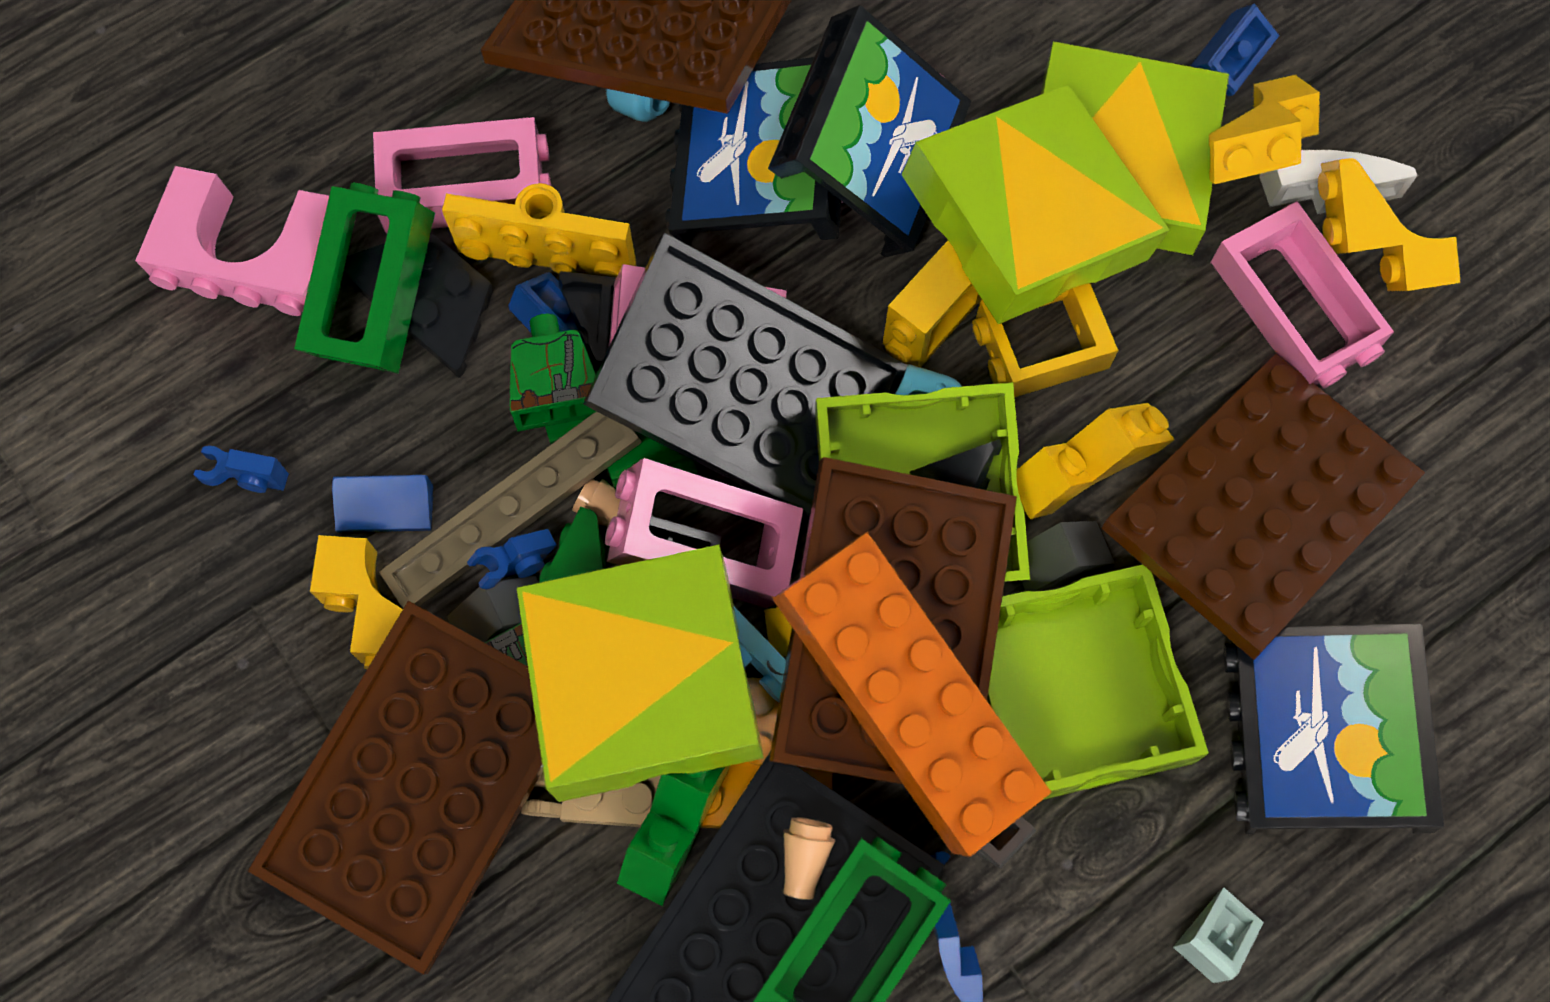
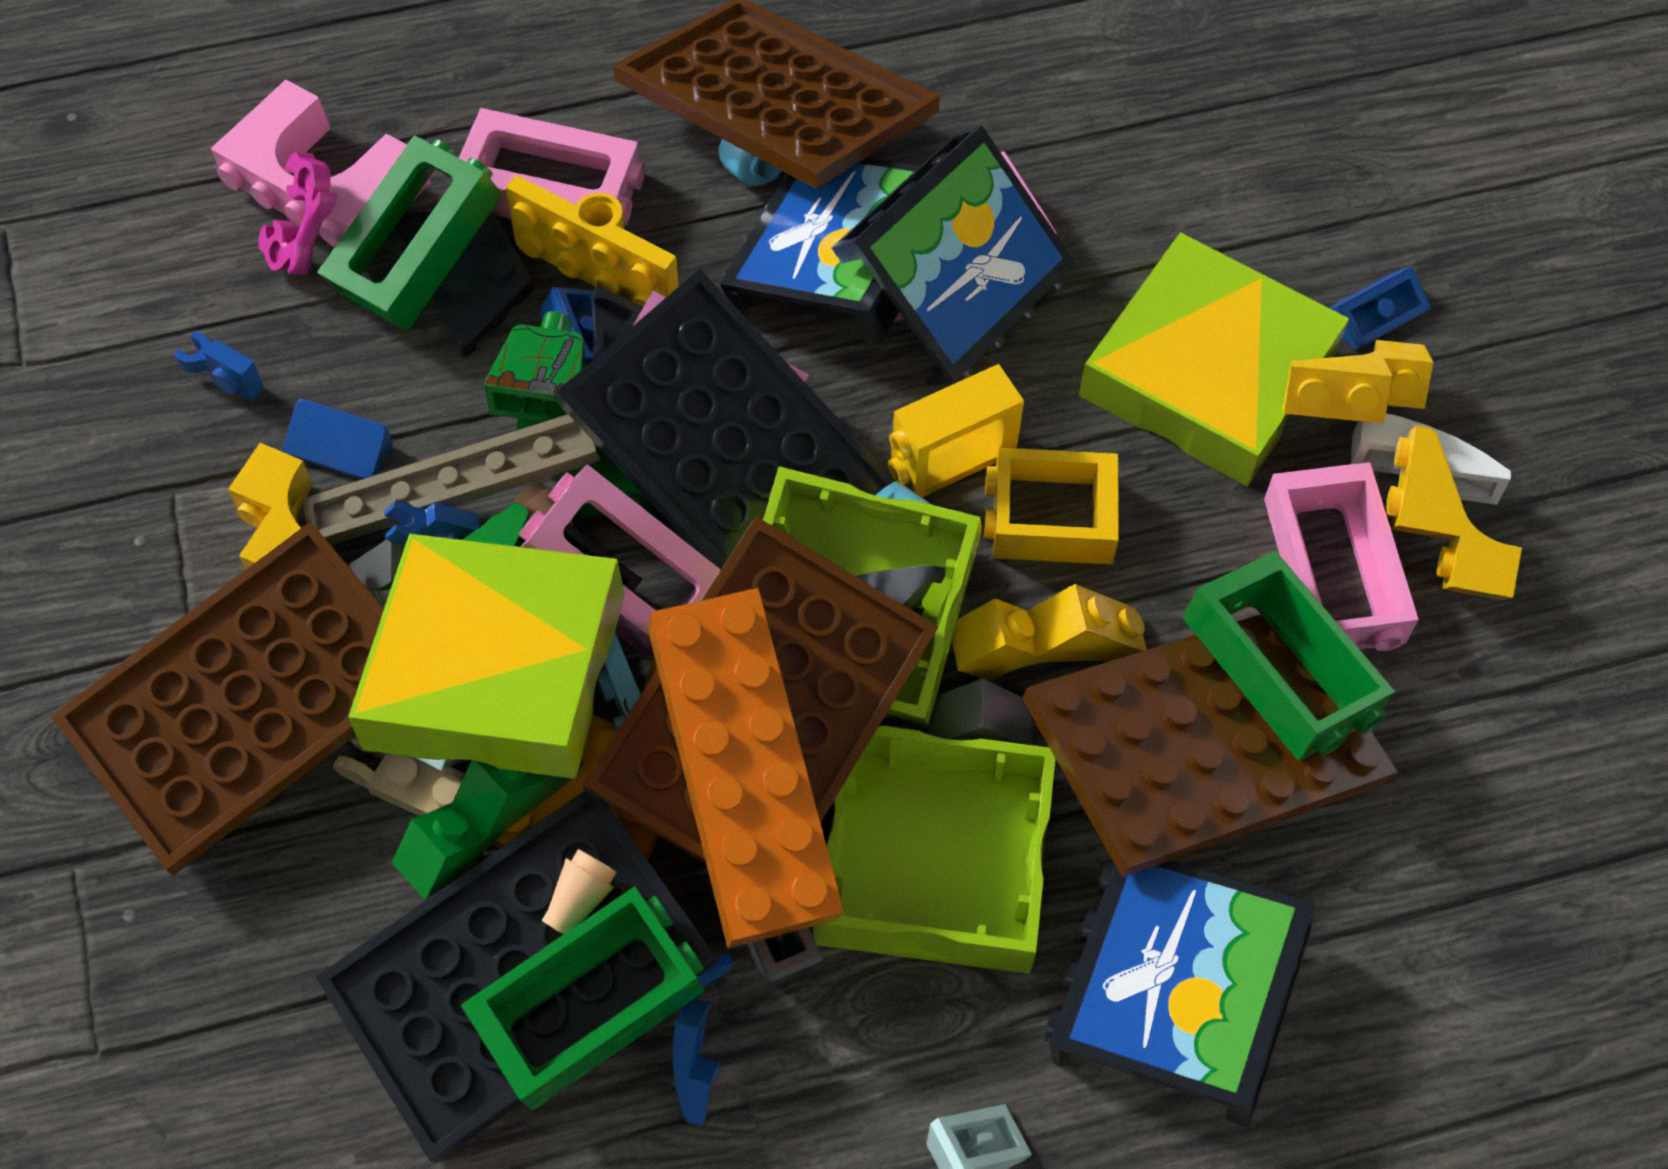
camera: 20 degrees right, 10 degrees down
(240, 325) = (282, 242): none -> dark pink helmet
(1033, 202) = (1082, 364): lime tile -> none
(1321, 384) = (1311, 636): none -> green piece

